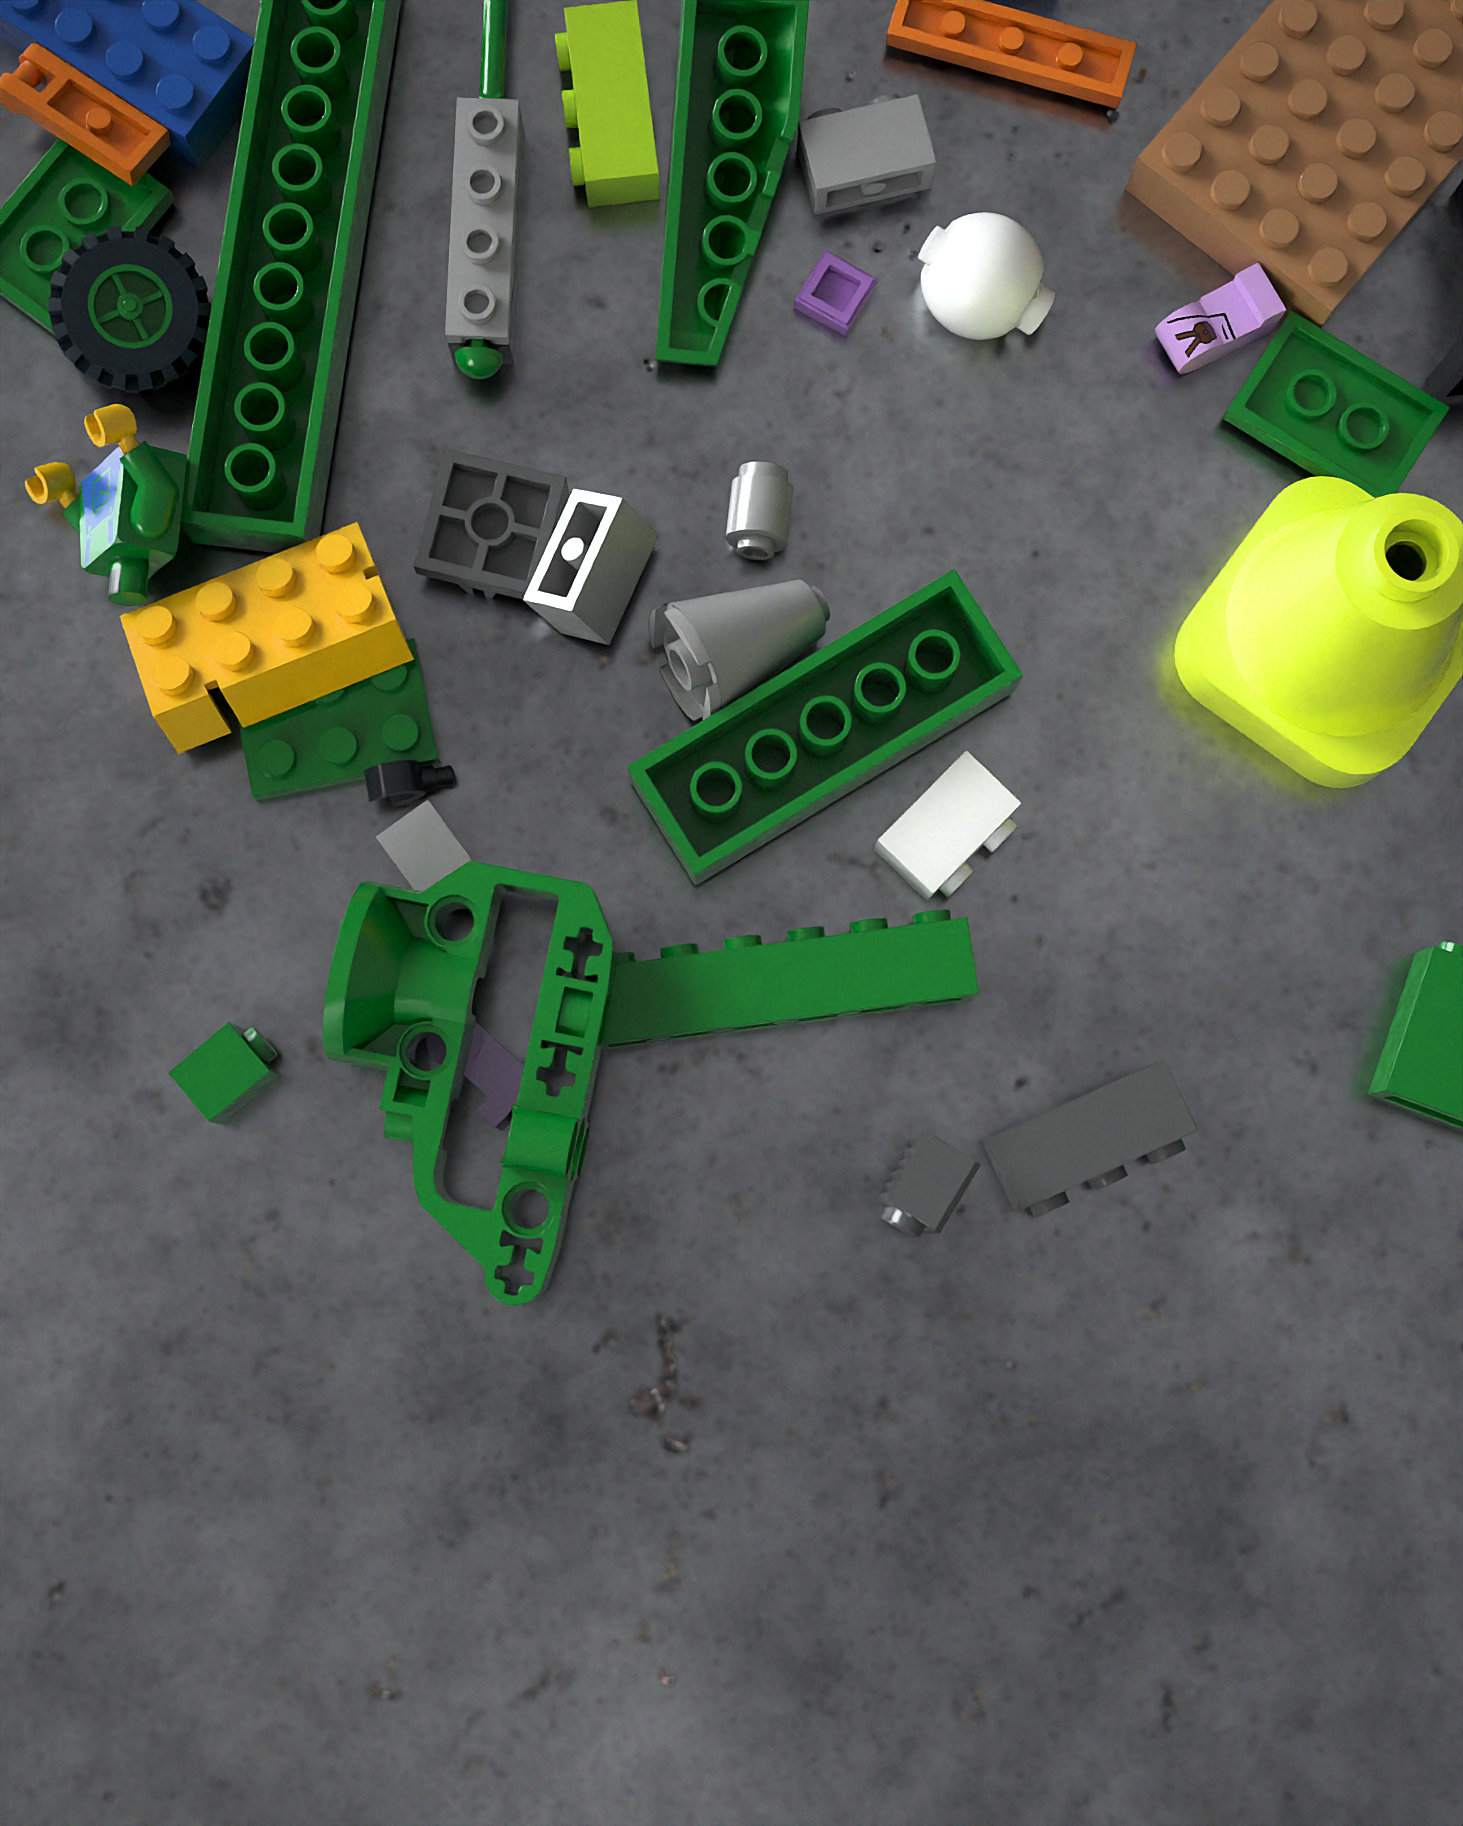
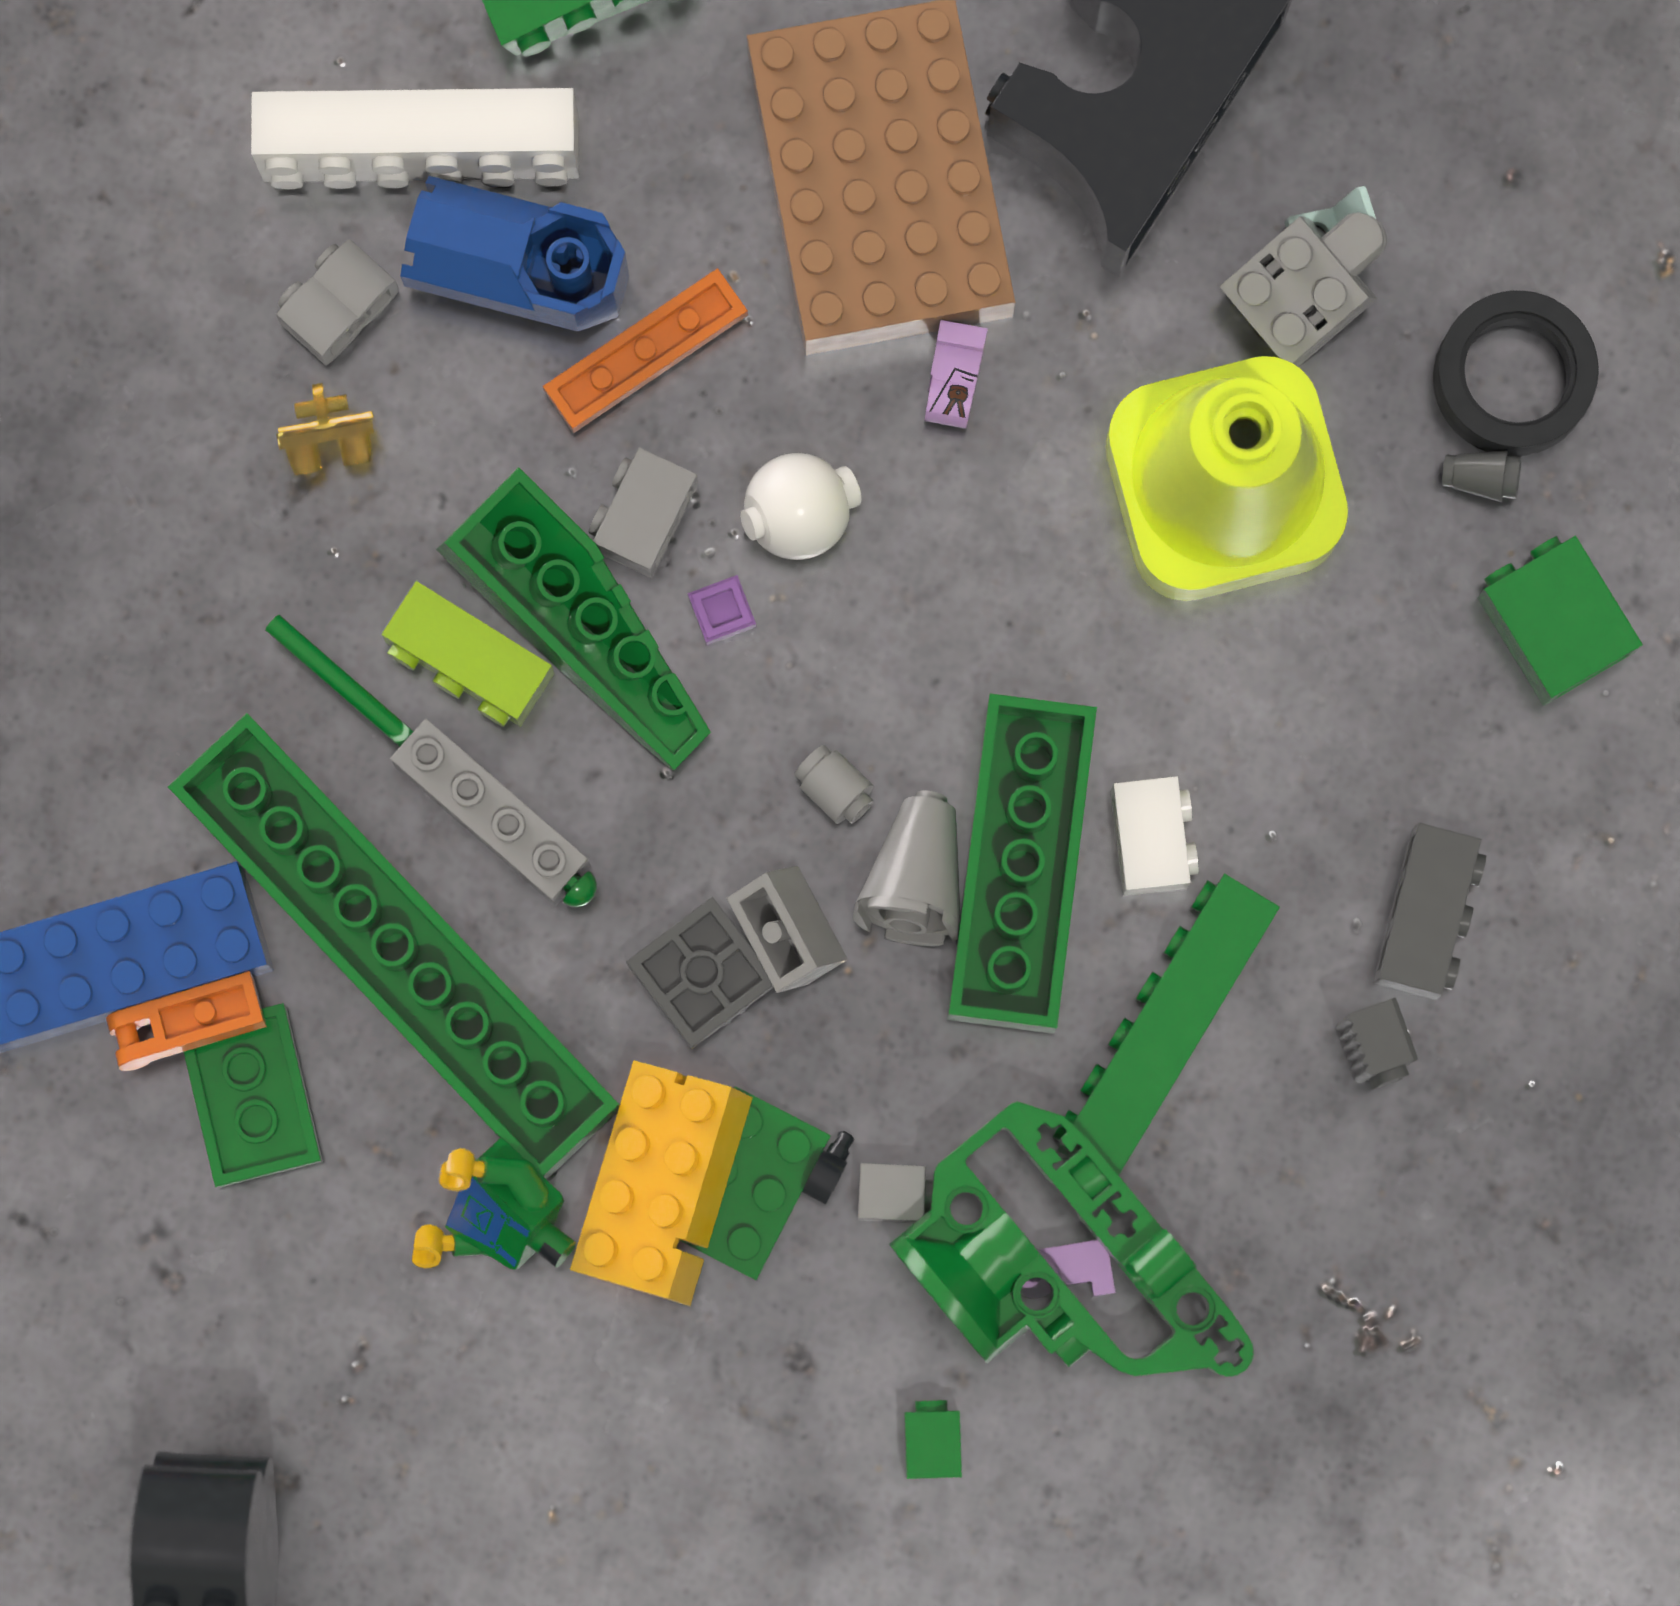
camera: 50 degrees left, 0 degrees up
(129, 309) = (357, 1097): black wheel -> none
(1335, 409) = (1078, 349): green plate -> none

